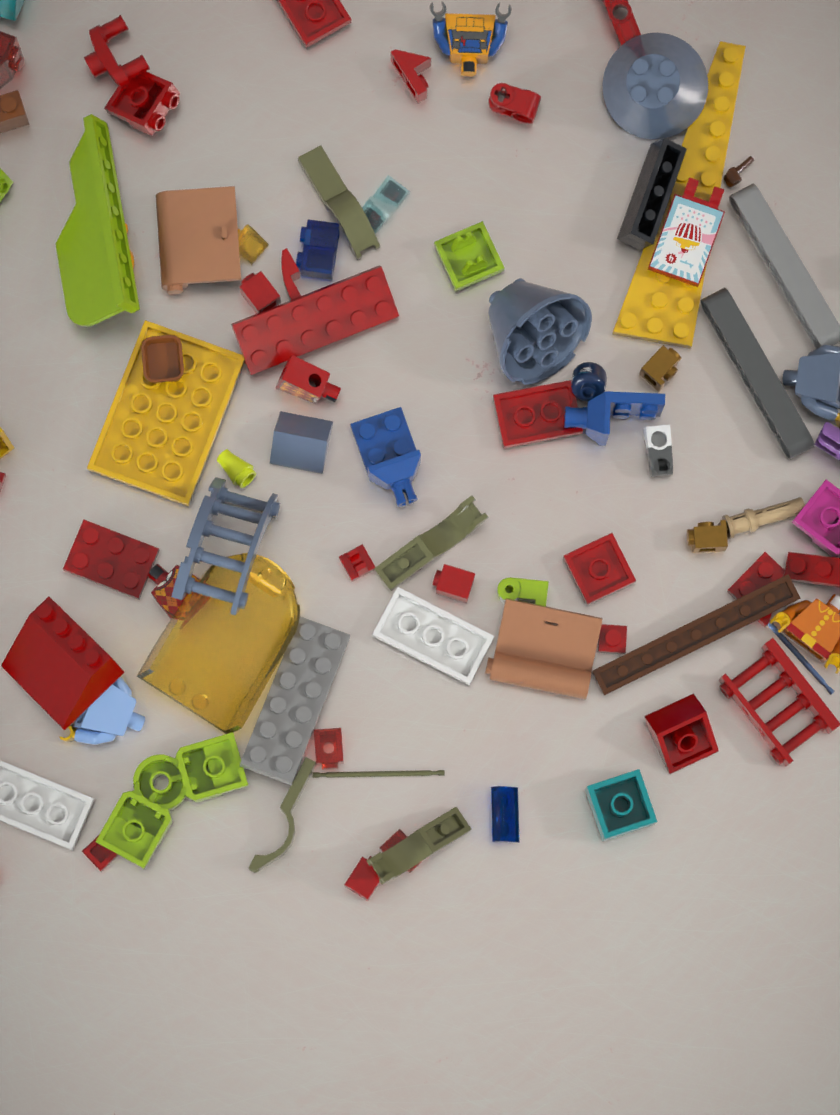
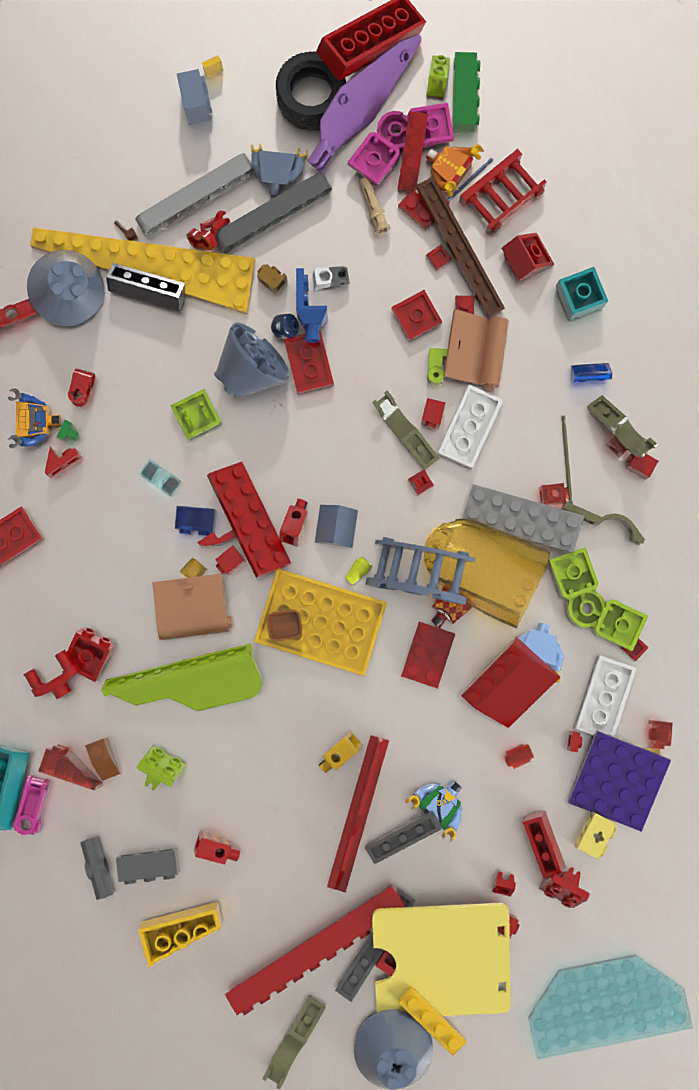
camera: 90 degrees left, 5 degrees up
(339, 200) = (157, 508): olive piece -> none
(388, 453) = (342, 463): blue plate -> none
(451, 82) = (66, 431): none -> green tile
(685, 607) = (439, 257): none -> red tile
(688, 235) = (175, 260): tile -> none
(708, 537) = (390, 241): pearl gold brick -> none
(716, 279) = (204, 238): none -> red piece

